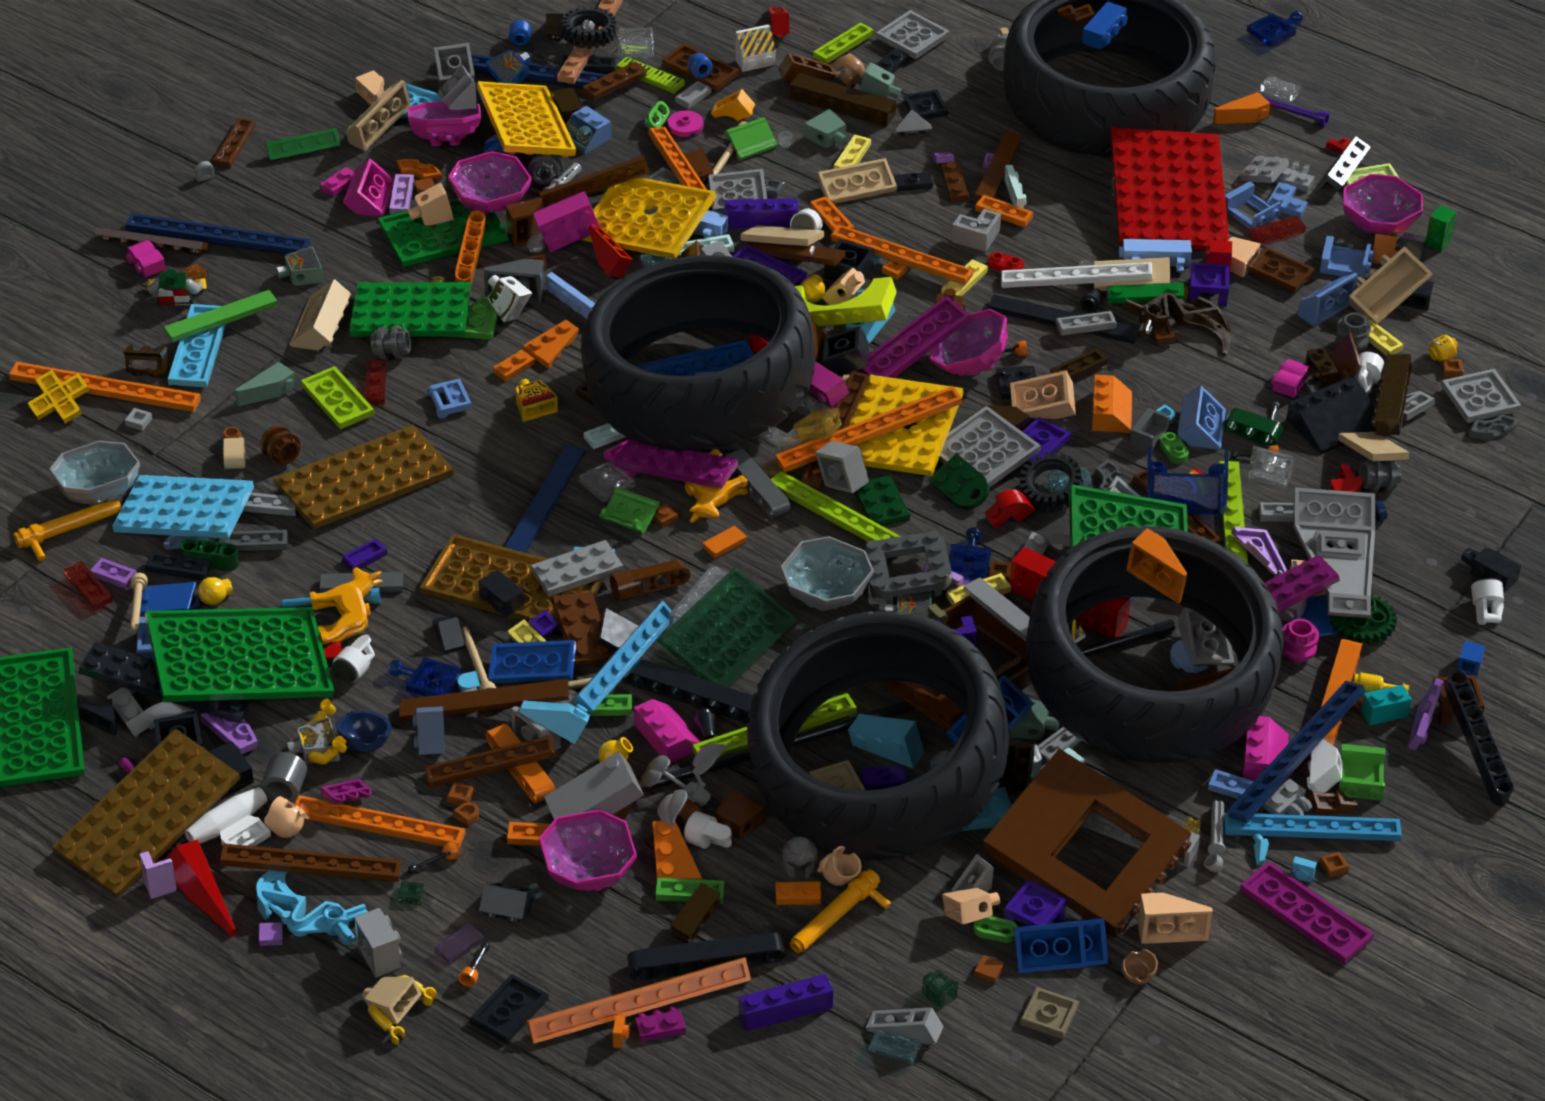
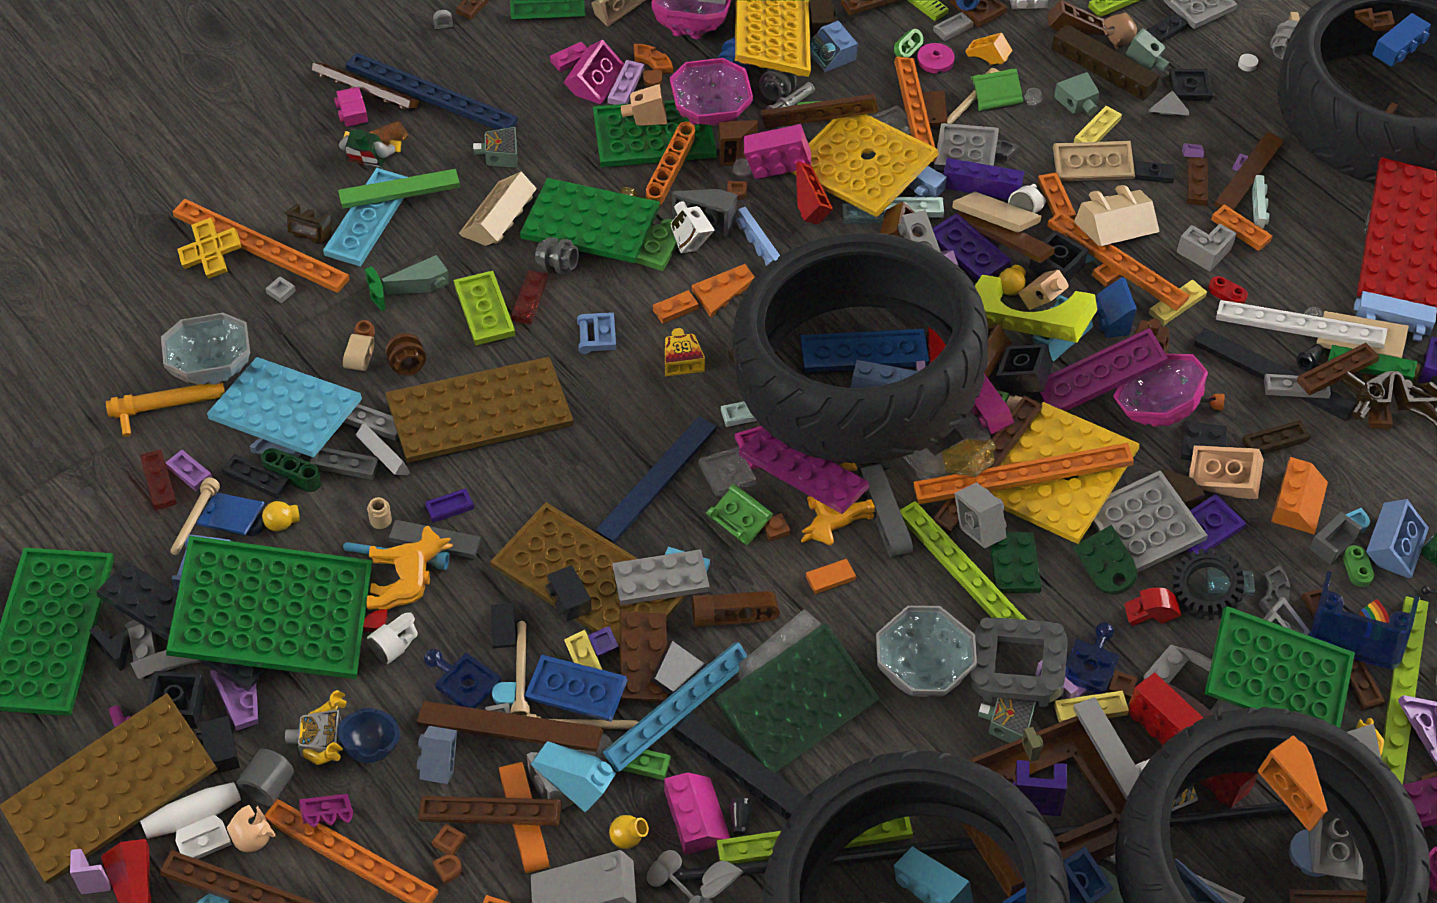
camera: 15 degrees right, 10 degrees up
(231, 399) = (375, 288): none -> green slope
(289, 521) = (382, 451): none -> light grey slope
(305, 569) = (379, 513): none -> tan brick
(891, 219) = (1117, 216): none -> tan piece
(912, 292) = (1116, 309): none -> blue slope
(972, 78) = (1248, 62): none -> white tile
(1114, 302) = (1336, 368): none -> reddish brown plate

